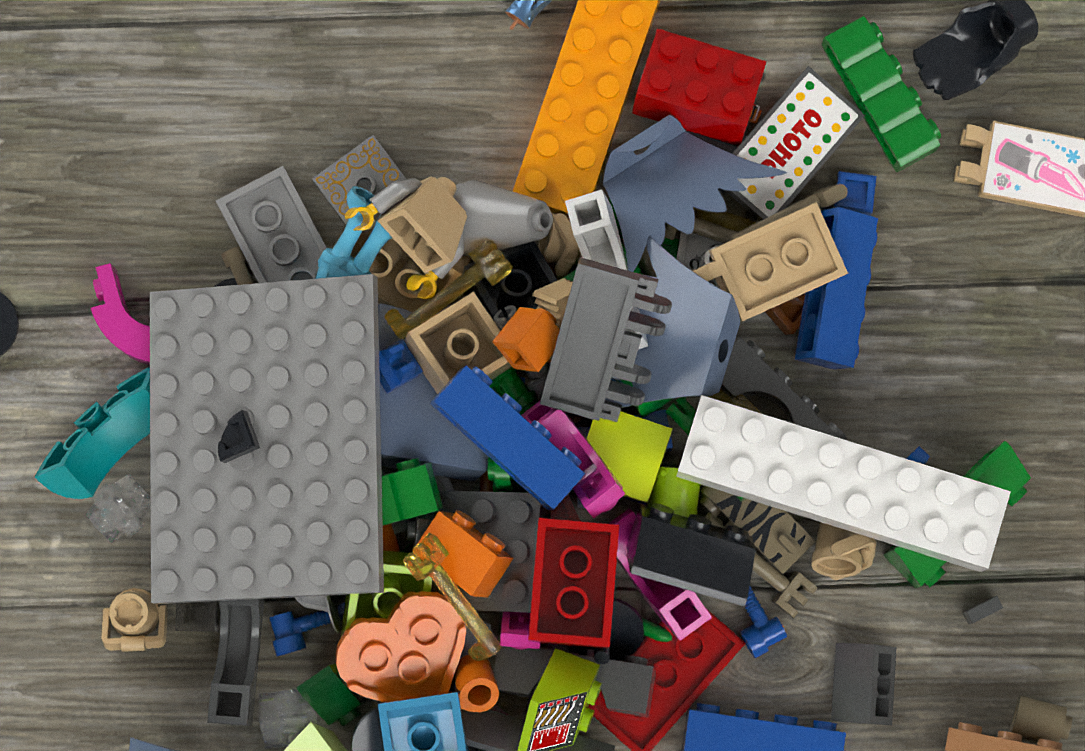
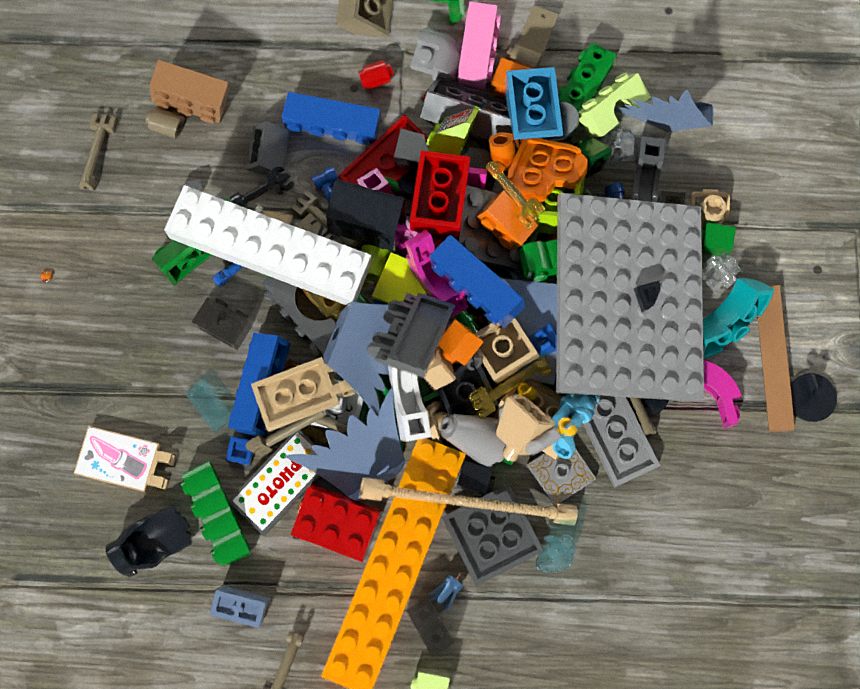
camera: 175 degrees left, 5 degrees down
(34, 370) = (775, 366): none -> medium nougat tile
(123, 566) = (717, 239): none -> green brick
(370, 61) = (558, 555): none -> clear light blue hair
(465, 88) = (492, 538): none -> dark grey plate
(494, 164) = (475, 478): none -> black brick
(642, 120) = (376, 489): none -> tan hose
(848, 620) = (273, 183): none -> black bar
(910, 258) = (209, 406): none -> clear light blue tile
(926, 384) = (232, 333): none -> clear smoke brick

